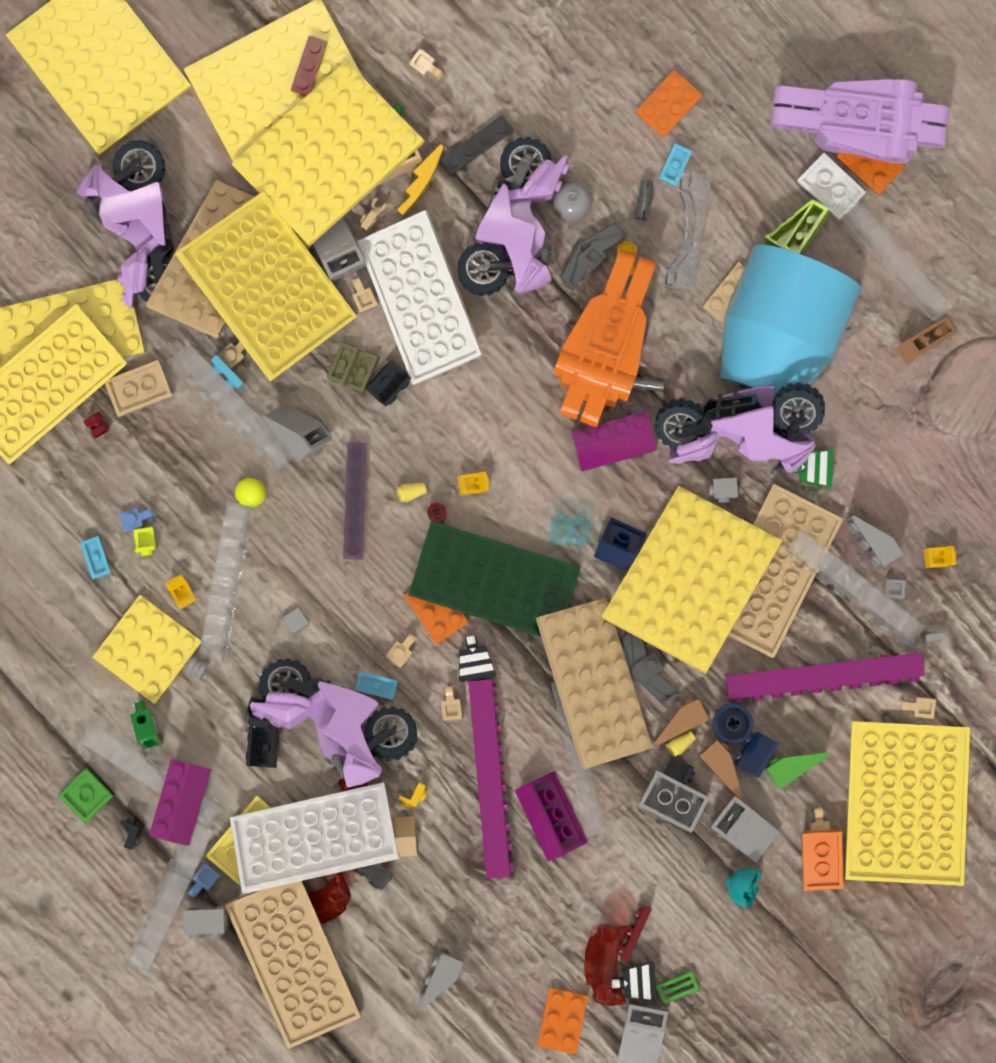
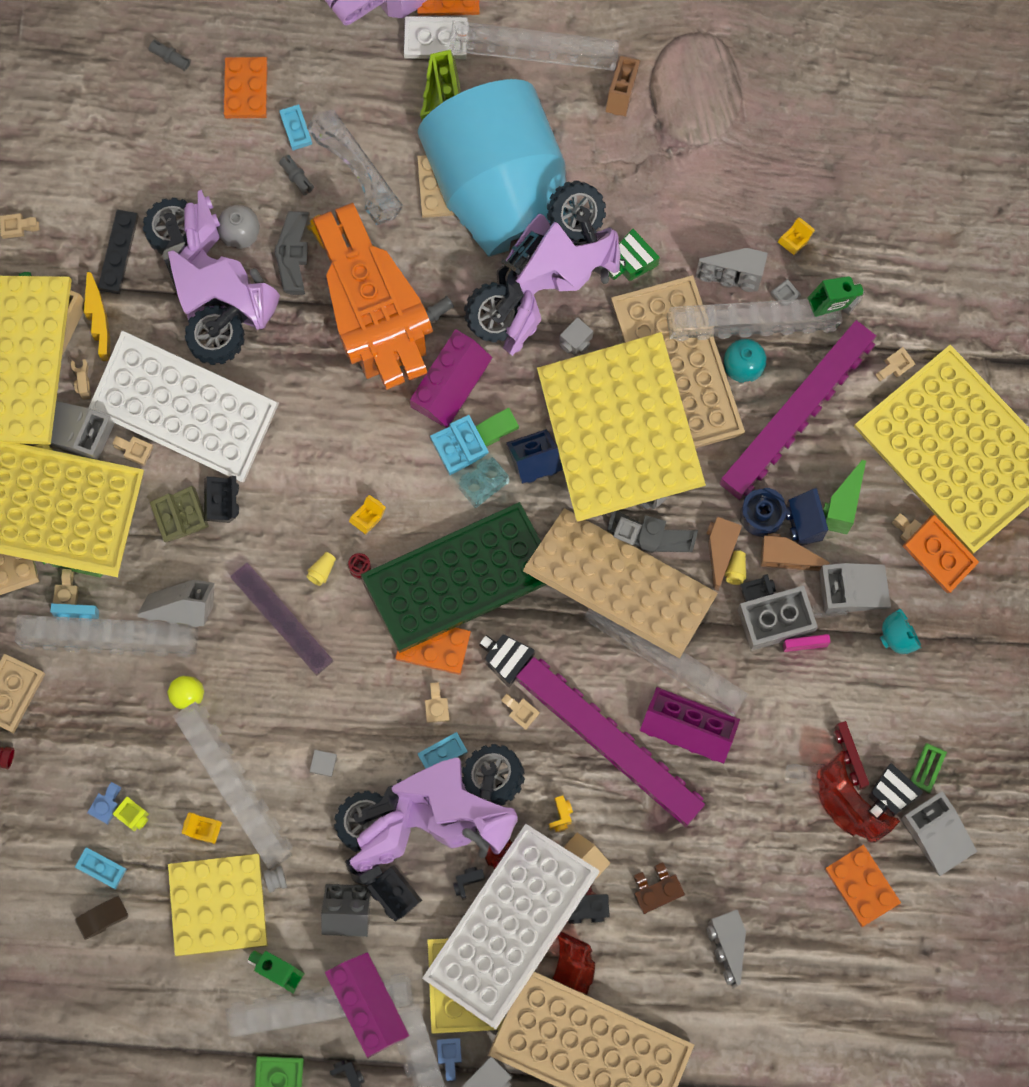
camera: 45 degrees left, 10 degrees down
(68, 590) = (100, 917): none -> dark brown slope
(223, 729) = (346, 910): none -> dark grey slope
(321, 781) = (470, 876): none -> black bracket
(428, 903) = (659, 893): none -> reddish brown plate
(577, 491) = (459, 445): none -> medium azure slope
(610, 501) = (497, 426): none -> bright green slope
(632, 651) = (627, 530): none -> light grey tile
(638, 33) = (169, 55): none -> dark grey pin
(677, 834) = (805, 643): none -> dark pink tile
(822, 609) = (744, 360): none -> teal cylinder
(920, 624) = (834, 295): none -> green torso

